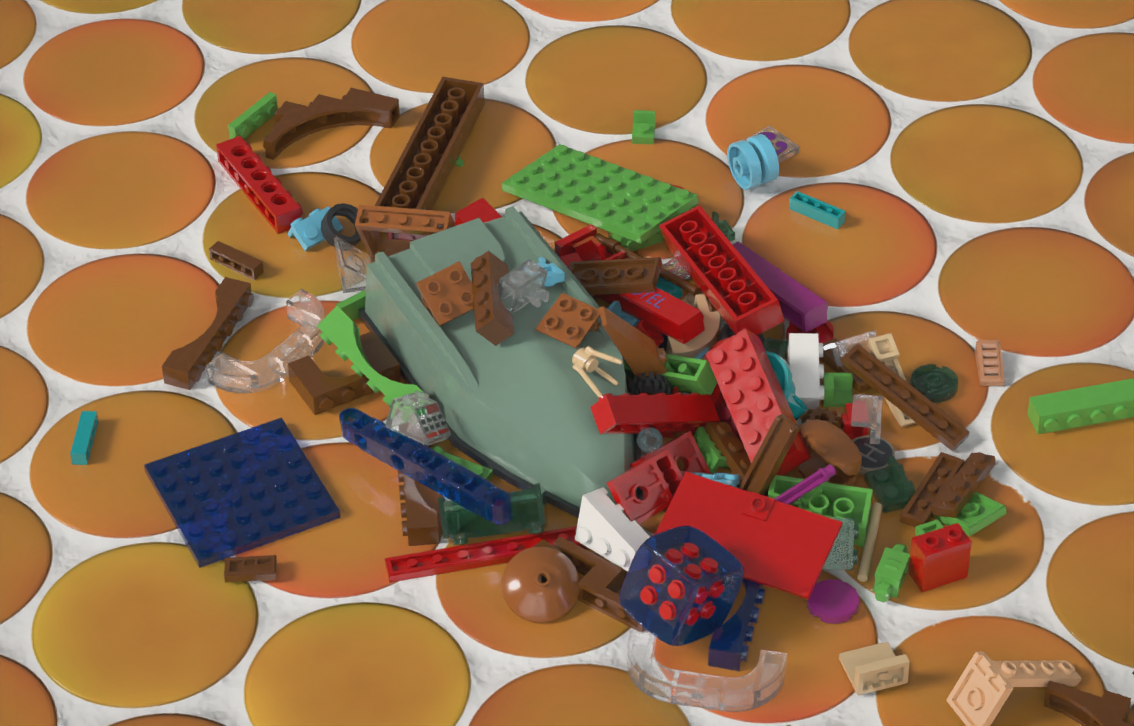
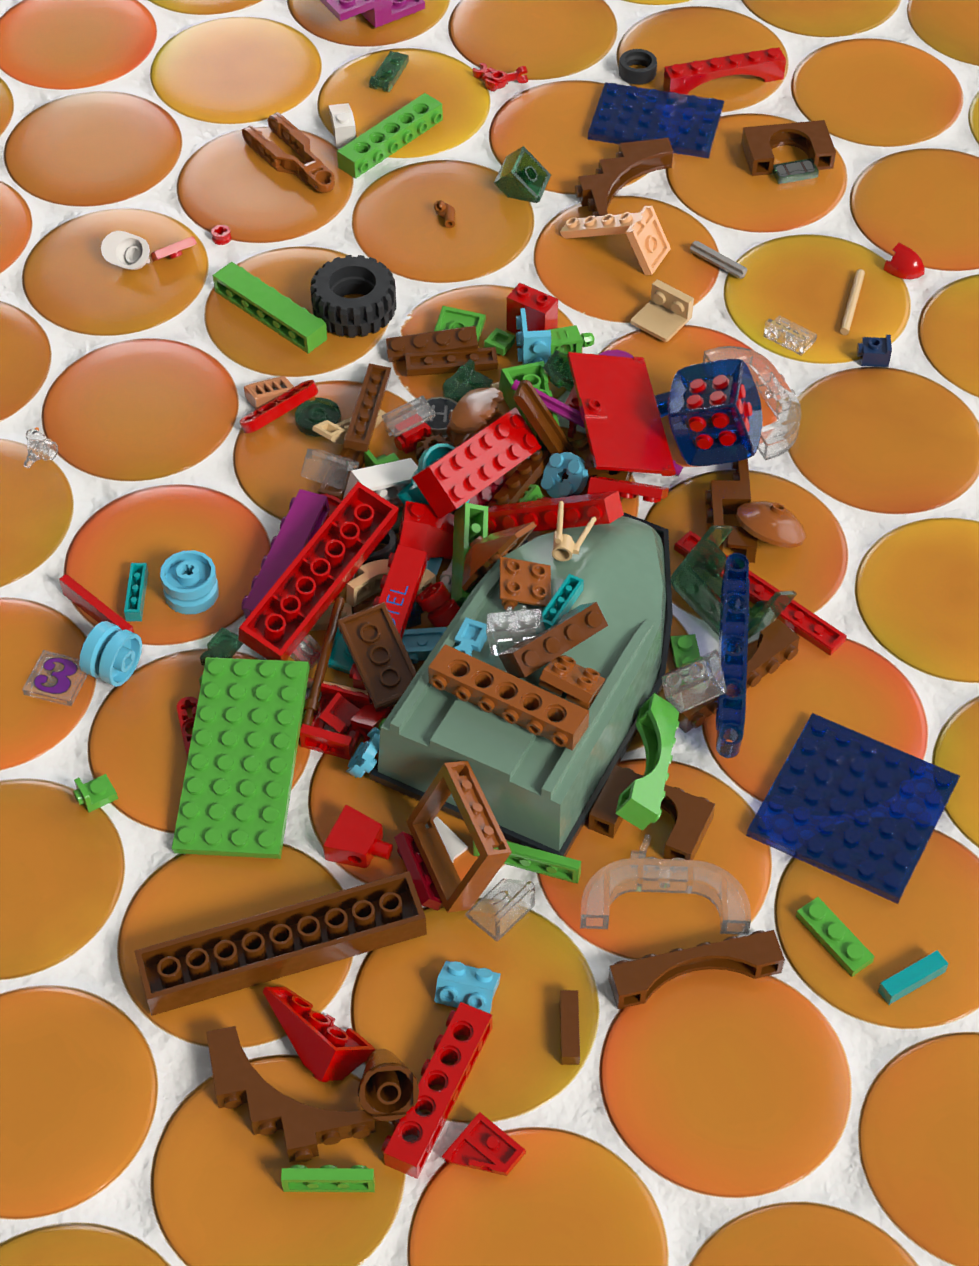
camera: 125 degrees left, 10 degrees up
(157, 419) = (835, 936): none -> bright green plate
(197, 189) = (485, 1148): none -> red wing
(250, 568) = (930, 733): reddish brown plate -> none
(282, 151) = (387, 1087): none -> reddish brown cone
(322, 354) = (643, 849): none -> clear hand
(327, 229) = (455, 946): black tyre -> none
(349, 151) = (318, 1042): none -> red wedge
(509, 244) = (526, 703): none -> dark orange brick
(528, 328) = (562, 600): none -> teal piece
(607, 529) = (687, 498): white wedge -> none
(795, 231) = (189, 582): none -> medium azure wheel
(813, 181) = (90, 603): none -> red tile
(895, 529) = (534, 344): none -> medium azure bracket
(962, 359) = (278, 406): none -> red beam
(1026, 211) = (39, 447): none -> clear animal
(1067, 474) = (348, 277): none -> black tyre

